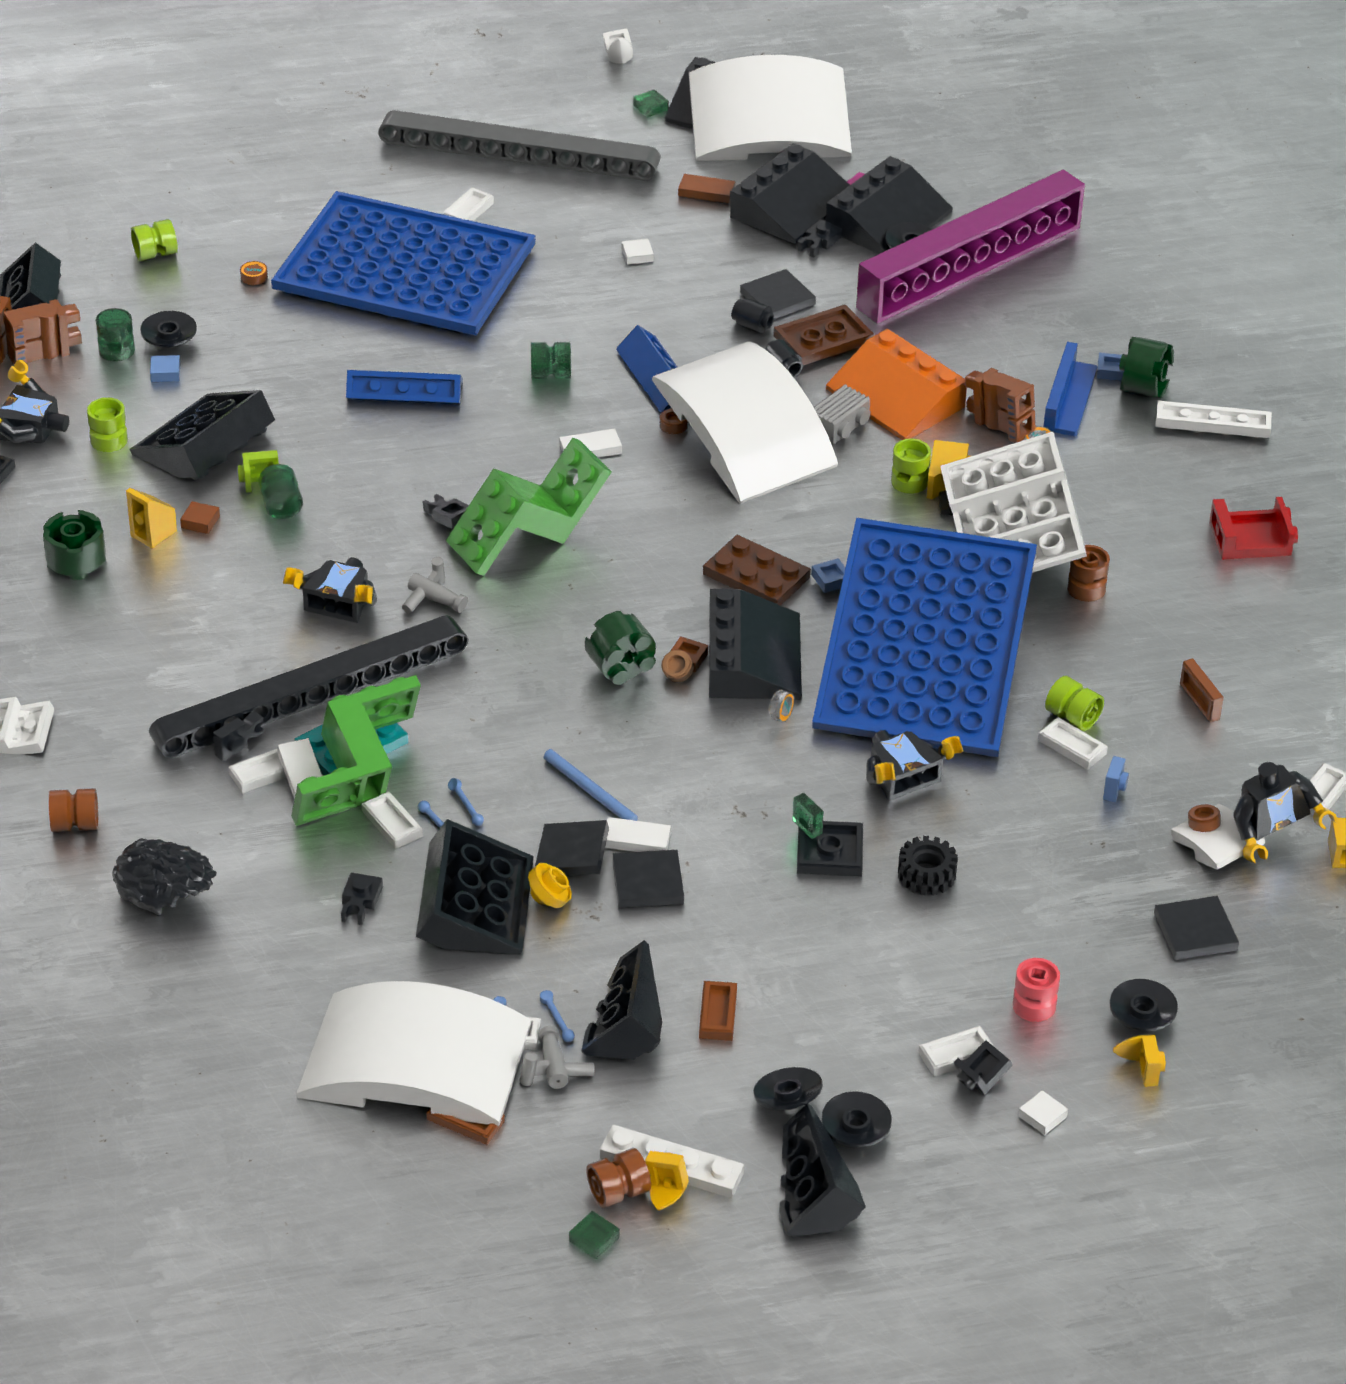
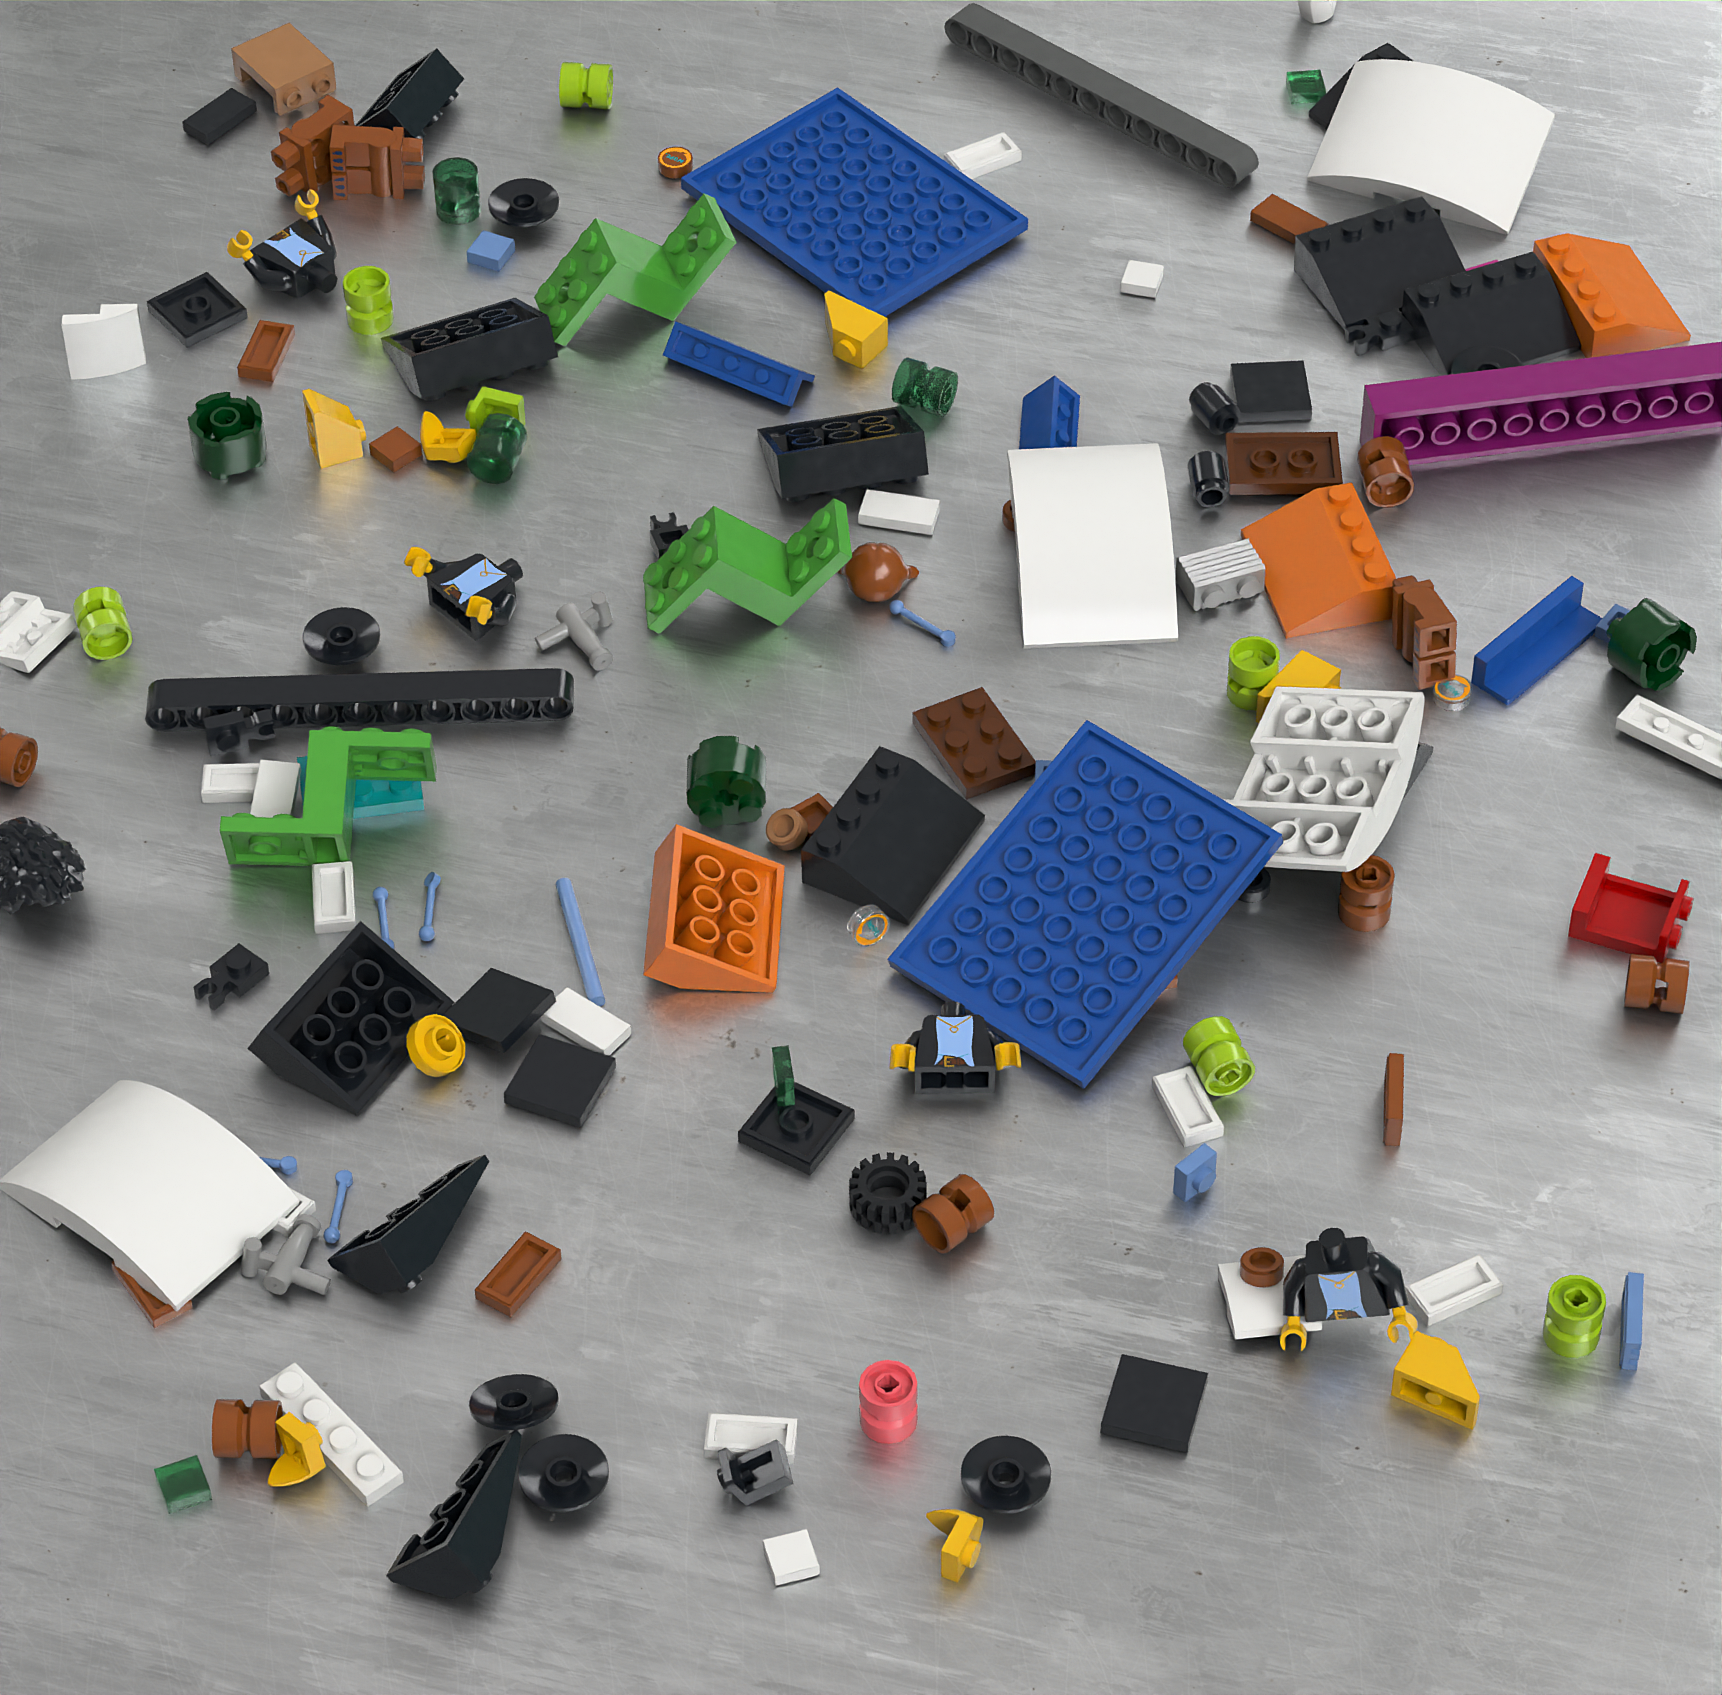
camera: 30 degrees right, 5 degrees up
(49, 483) = (266, 351): none -> dark orange tile
(79, 697) = (102, 623): none -> lime wheel
(237, 501) = (444, 443): none -> yellow plate
(264, 648) = (341, 636): none -> black dish
(312, 344) = (635, 269): none -> bright green bracket
(468, 340) = (854, 331): none -> yellow slope
(526, 418) = (844, 453): none -> black slope
(616, 489) = (876, 572): none -> dark orange hair
(671, 736) = (713, 915): none -> orange slope
(684, 513) = (947, 637): none -> medium blue hinge
(897, 316) = (1385, 472): none -> dark orange wheel
(953, 175) = (1609, 296): none -> orange slope
(983, 860) = (953, 1213): none -> dark orange wheel
(1303, 565) = (1641, 981): none -> dark orange wheel

